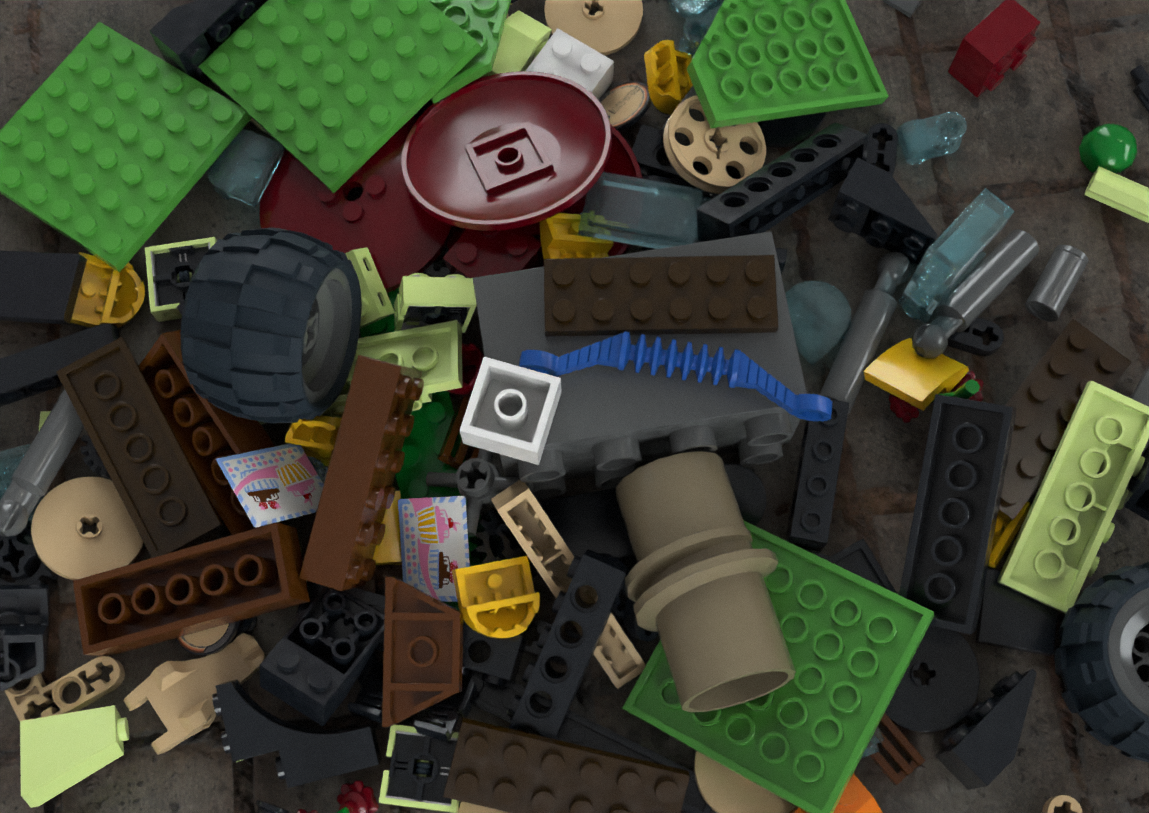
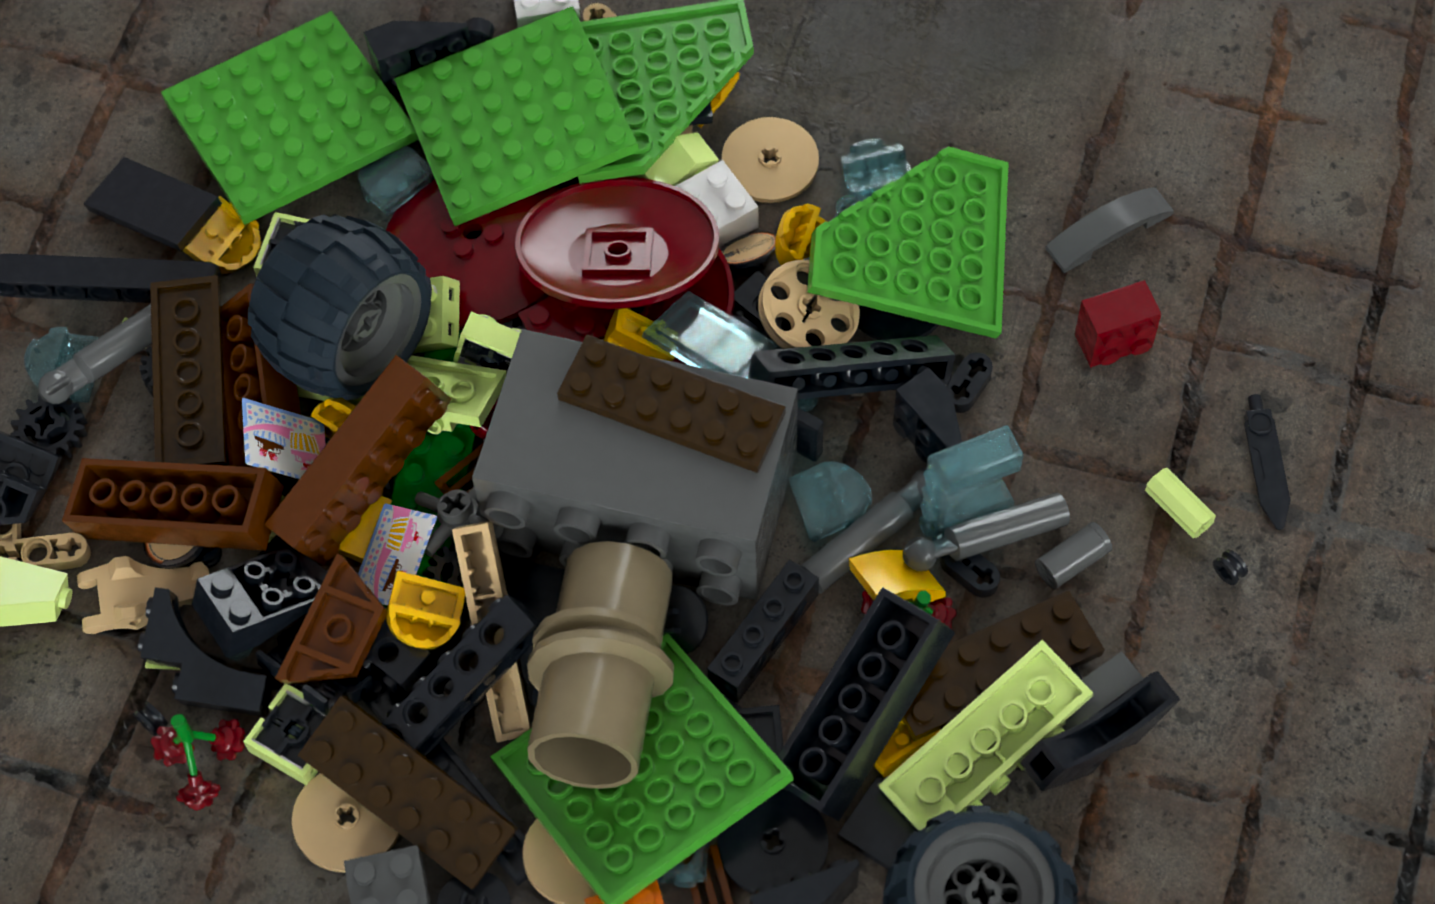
camera: 25 degrees right, 10 degrees down
(59, 529) = (92, 414): tan piece -> none
(511, 410) = (493, 442): white brick -> none
(738, 369) = (611, 432): blue piece -> none
(931, 137) = (1019, 382): clear light blue piece -> none
(1108, 147) = (1190, 458): green hair -> none

